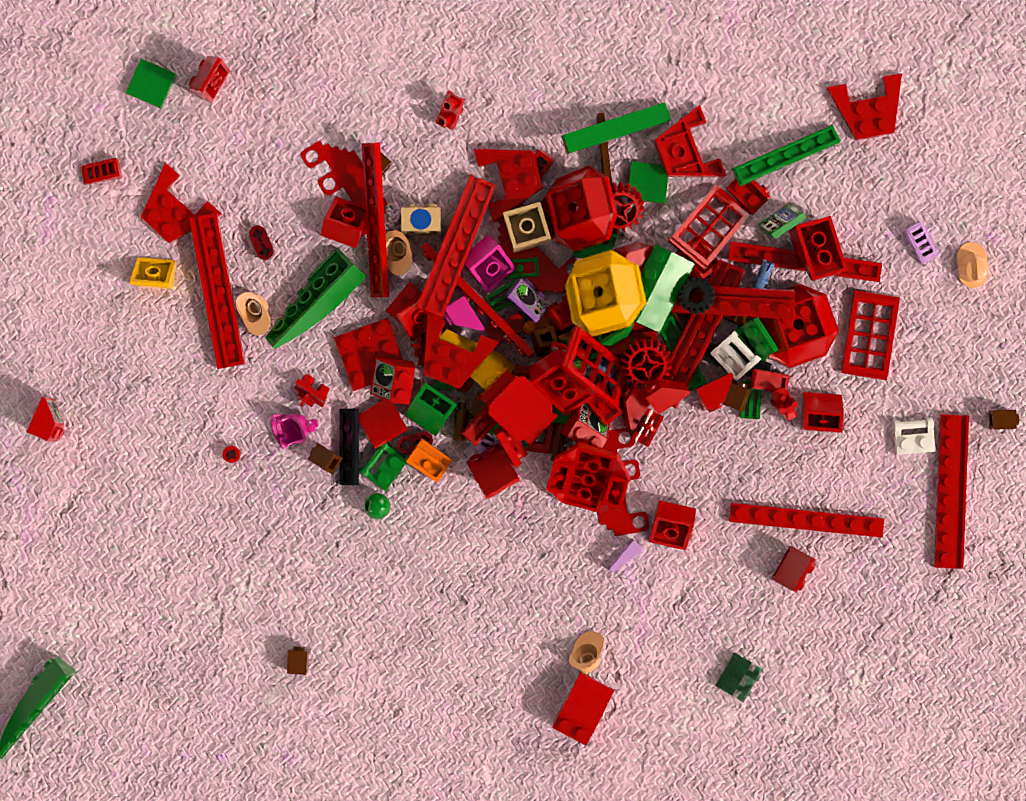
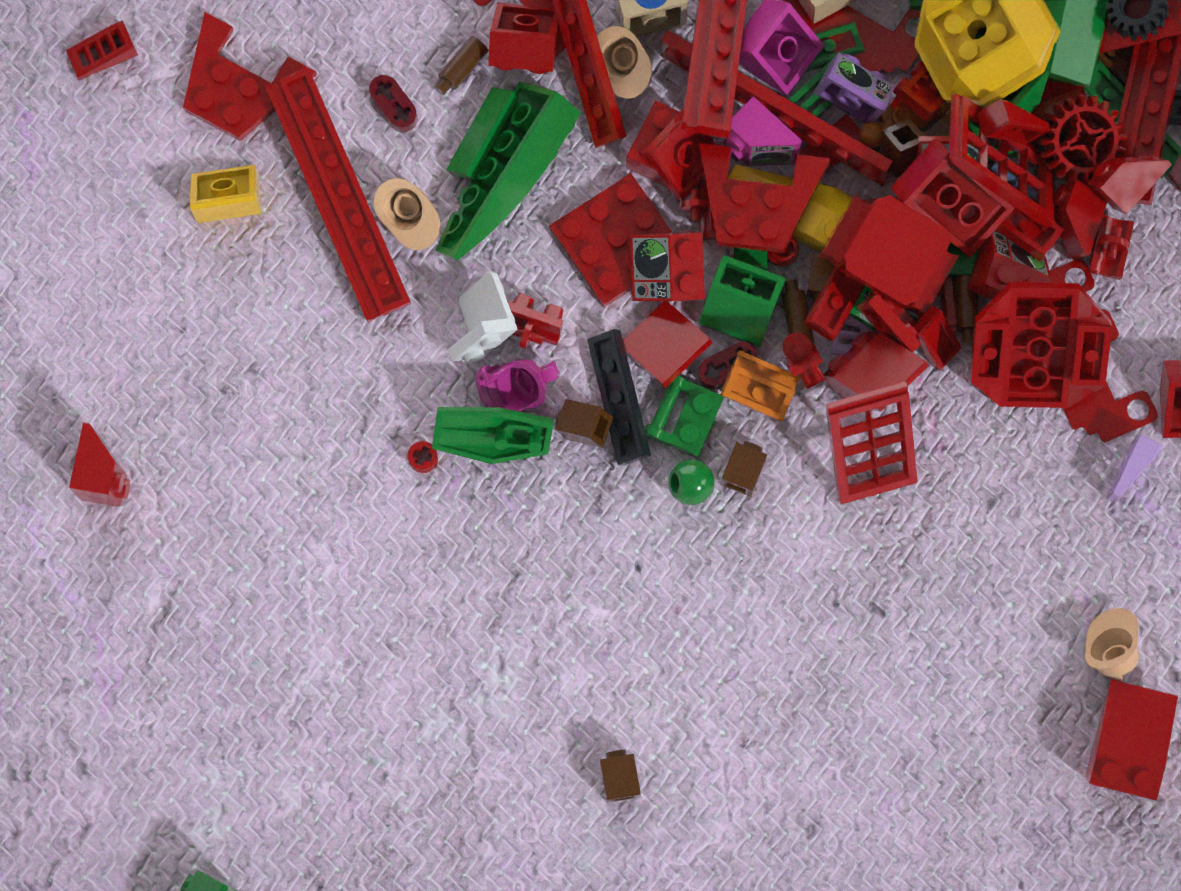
camera: 10 degrees left, 10 degrees down
(272, 452) = (491, 433): none -> green piece
(285, 386) = (486, 318): none -> white bracket
(305, 229) = (461, 65): none -> reddish brown cylinder
(308, 274) = (482, 133): none -> green tile
(409, 504) = (744, 468): none -> reddish brown brick
(456, 453) = (803, 358): none -> red hips
(479, 496) = (865, 403): none -> red piece
(534, 457) = (936, 338): none -> red tile
(604, 348) = (1010, 123): none -> red slope

